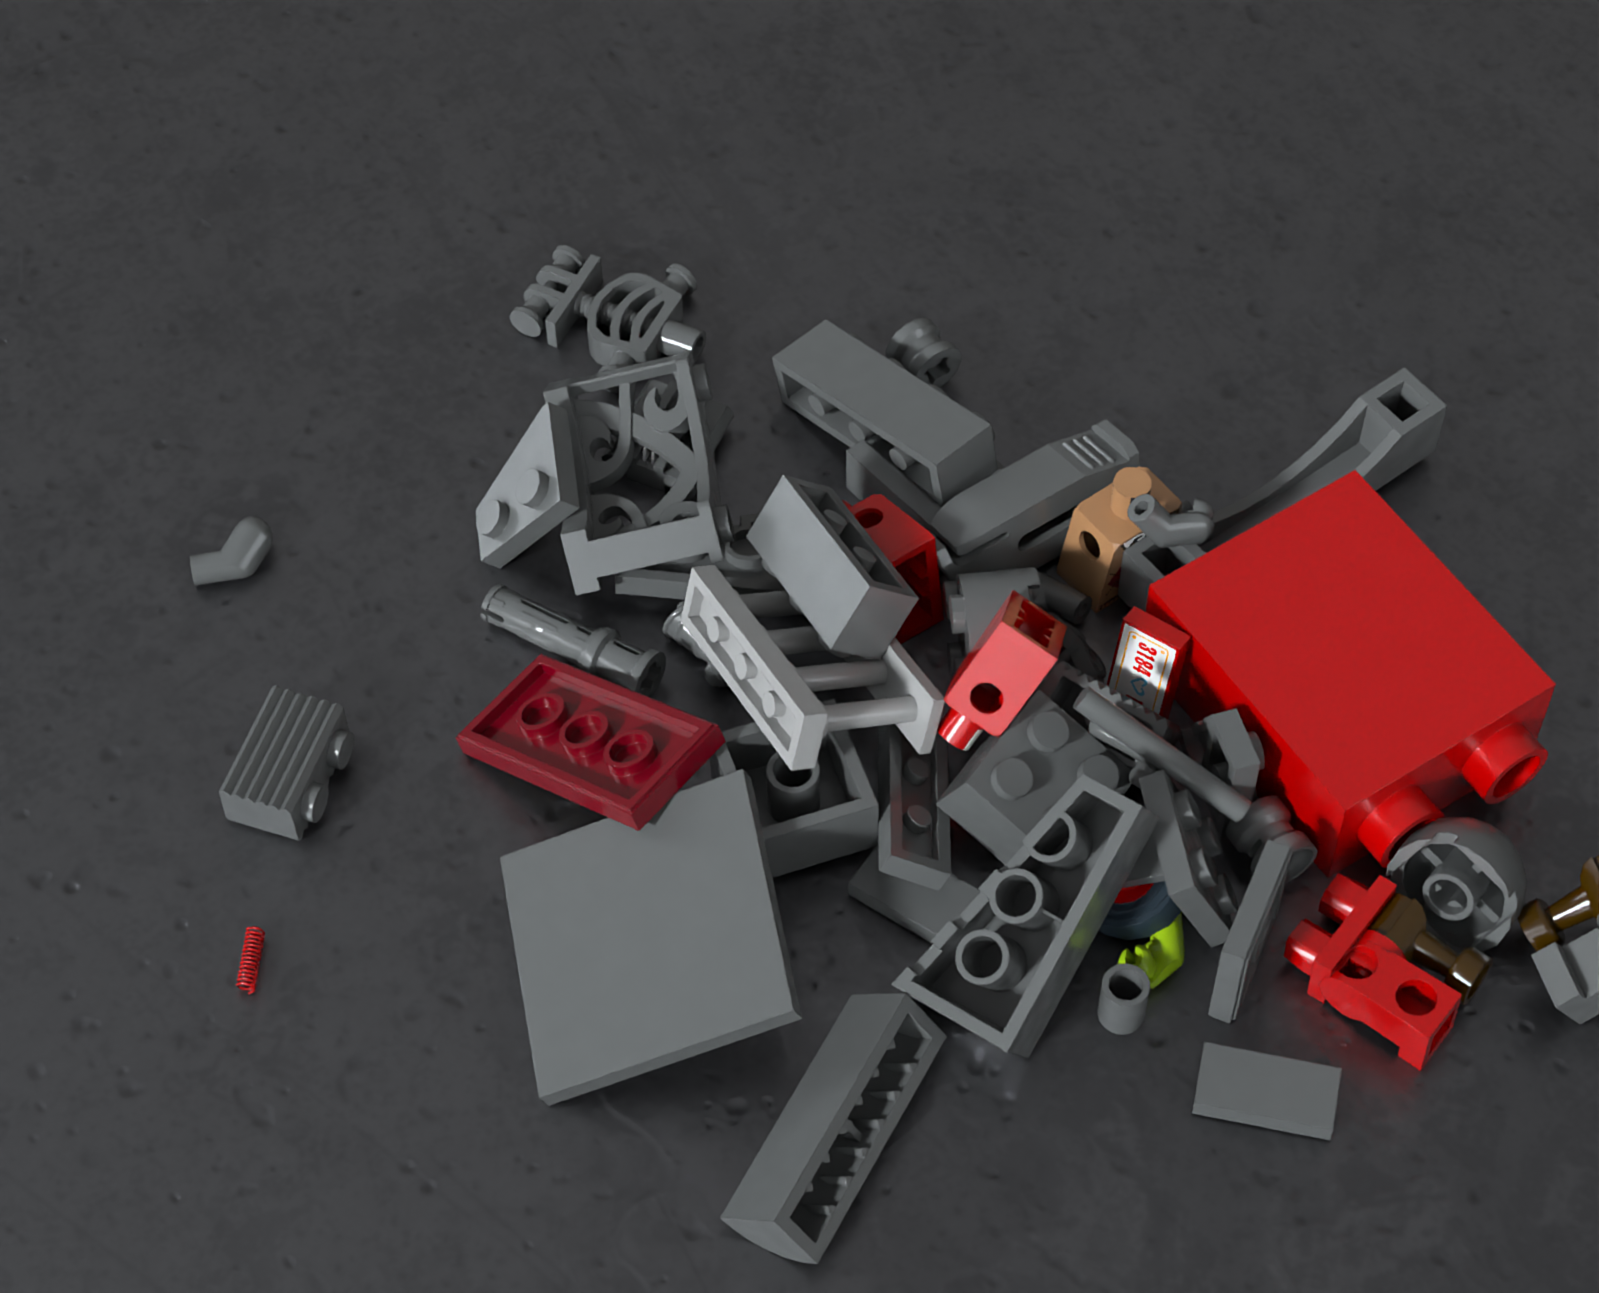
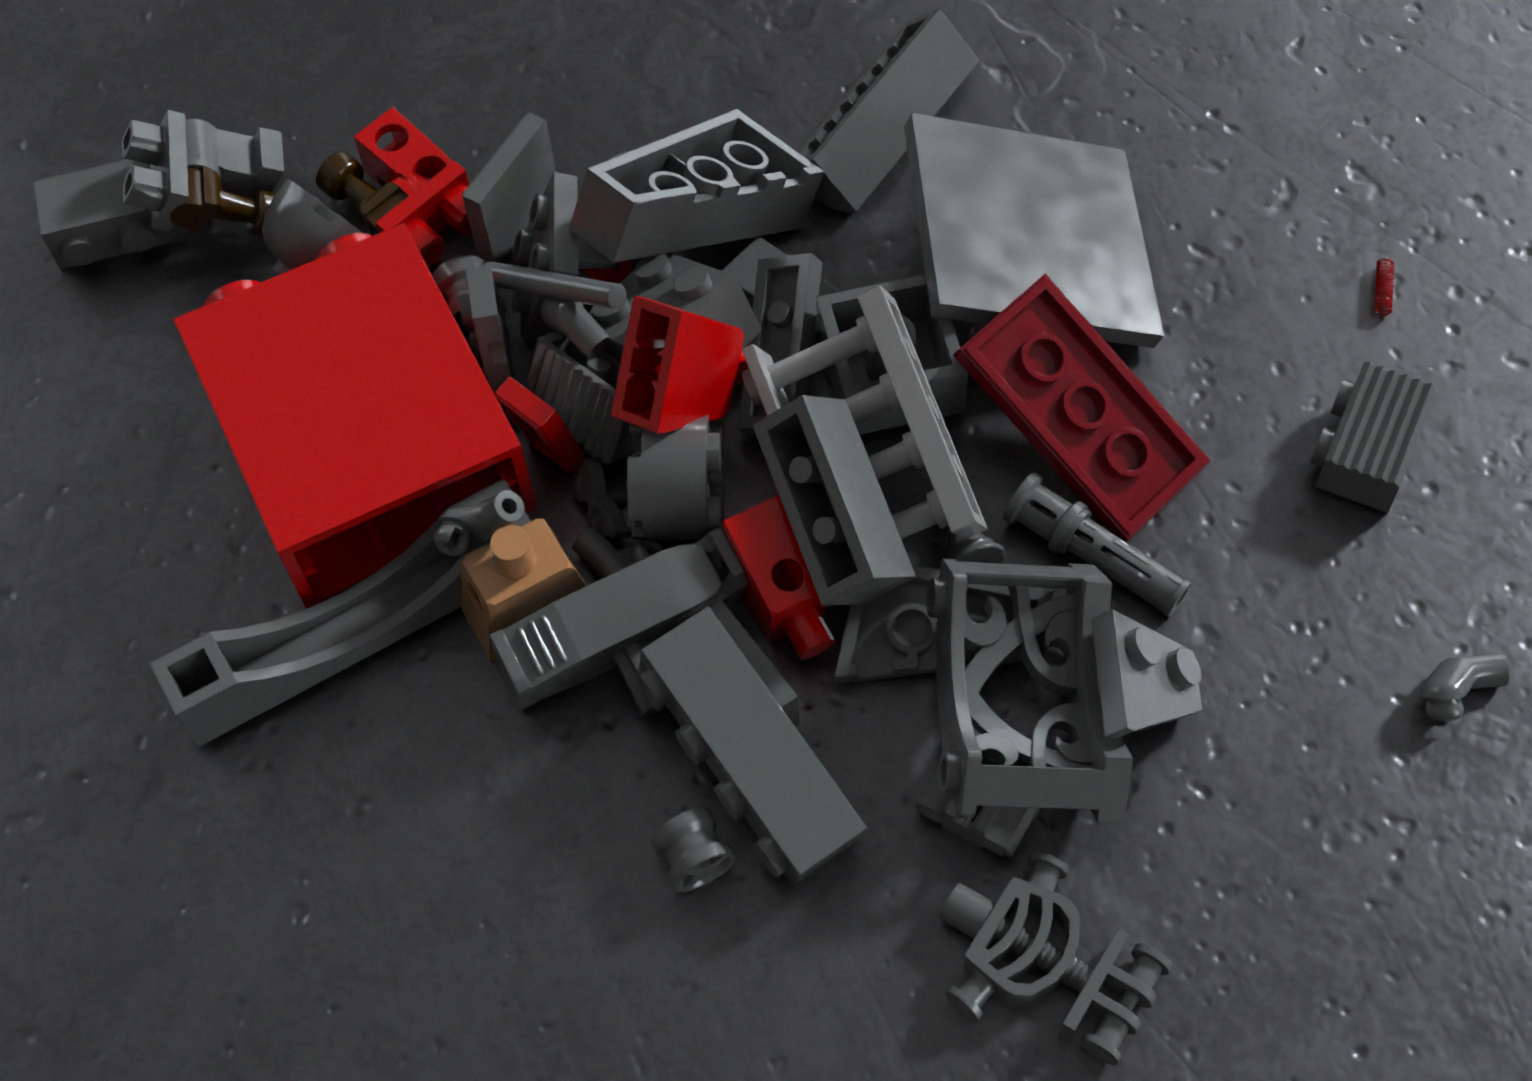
camera: 170 degrees left, 5 degrees up
(1267, 1091) = (503, 108): dark grey tile -> none

